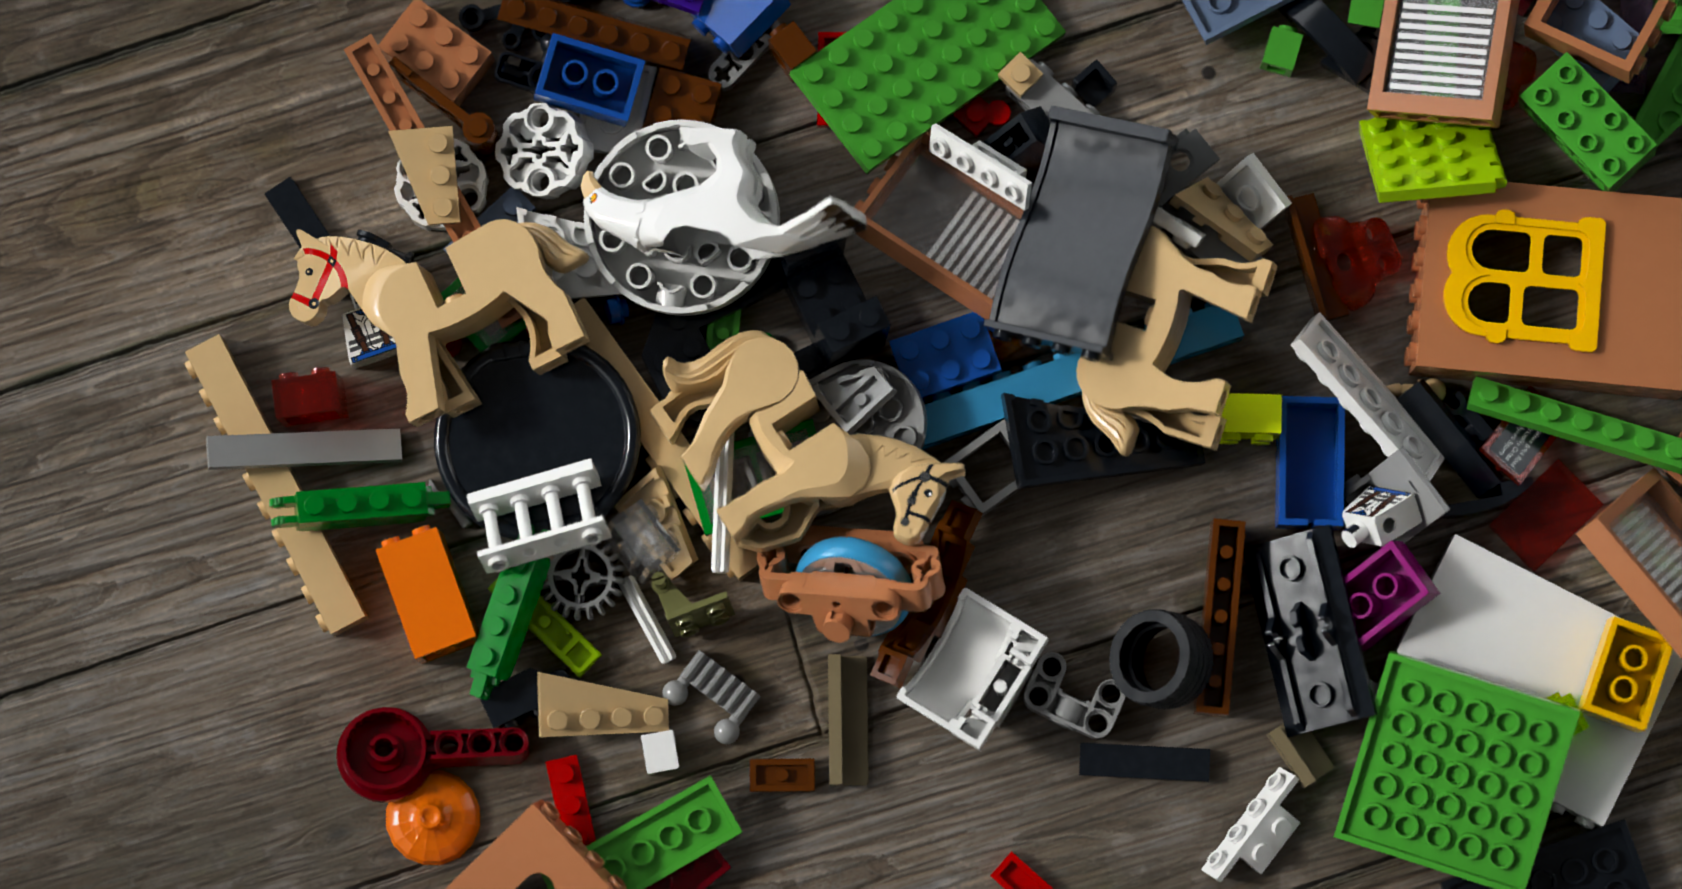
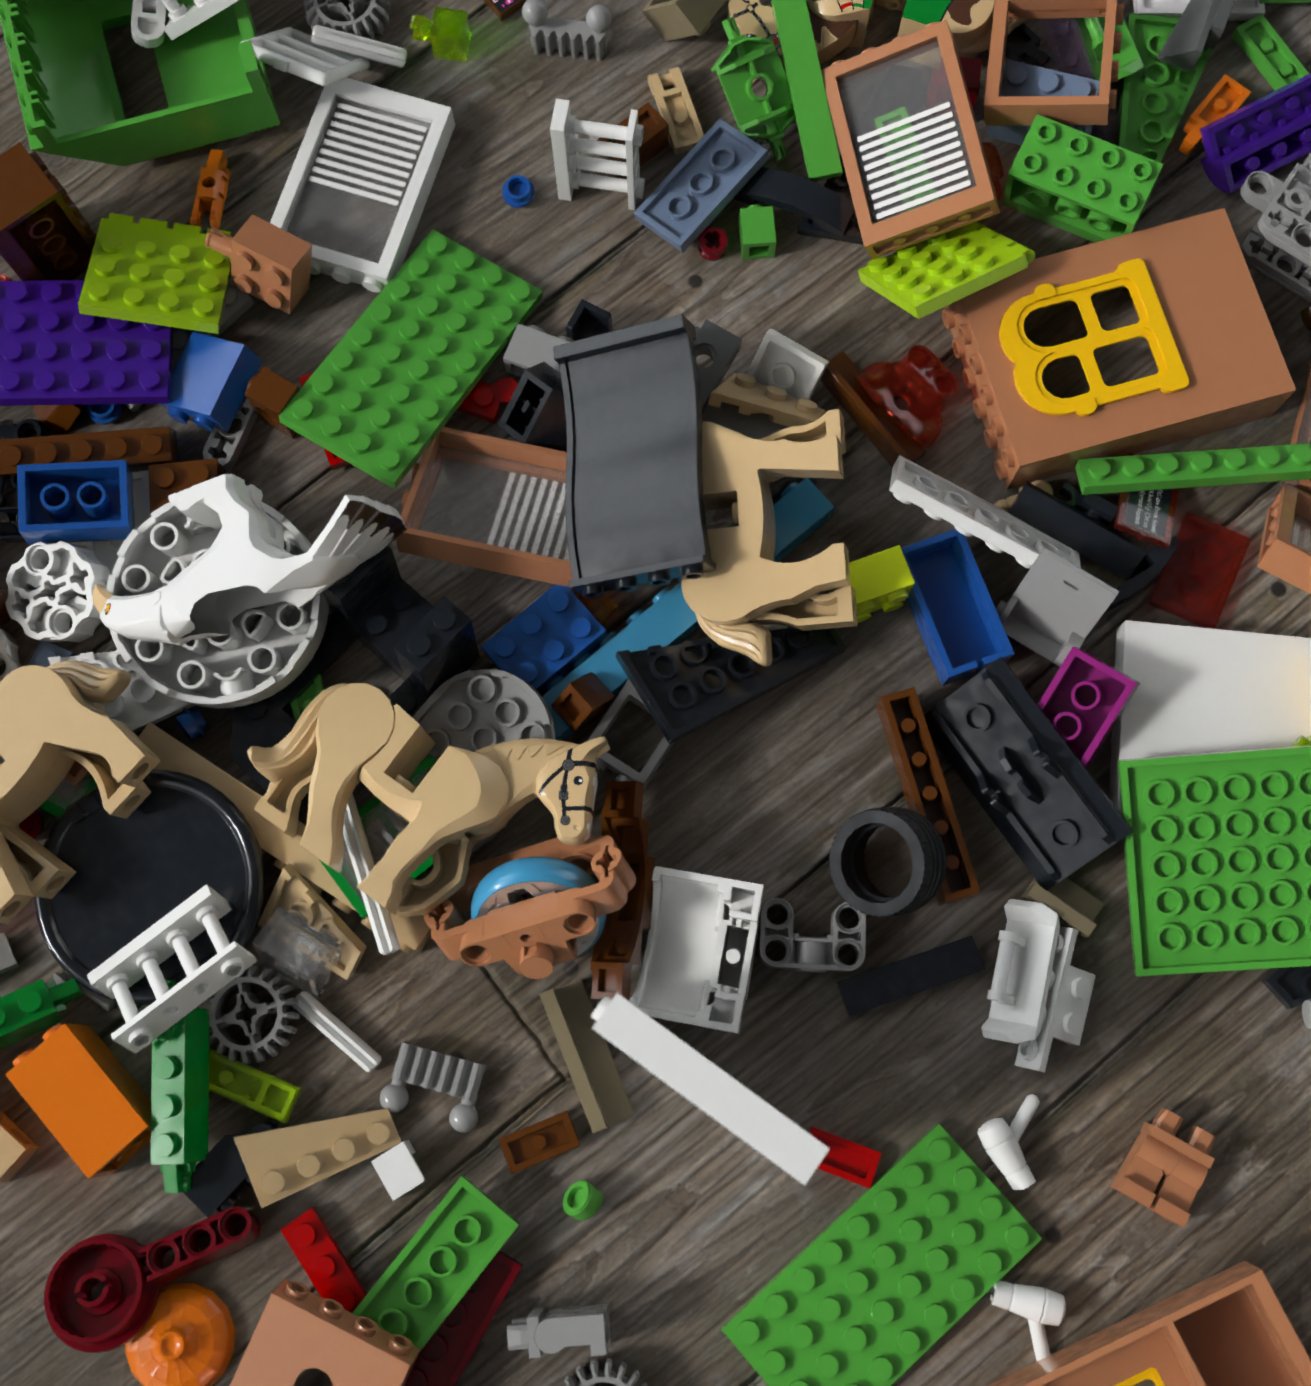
camera: 25 degrees left, 5 degrees down
(686, 617) = (375, 1013): olive plate -> none
(799, 835) = (582, 1200): none -> bright green tile
(855, 397) = (466, 713): light grey wing -> none
(934, 771) = (709, 1087): none -> white panel
(958, 423) = (582, 701): none -> reddish brown panel
(983, 165) = (506, 435): white bracket -> none
(1020, 74) = (512, 341): tan plate -> none
(1184, 233) = (733, 420): white plate -> none
(1235, 55) = (715, 253): none -> dark red bush
(1237, 794) = (1022, 972): none -> white piece
(1379, 516) = (1047, 629): white torso -> none

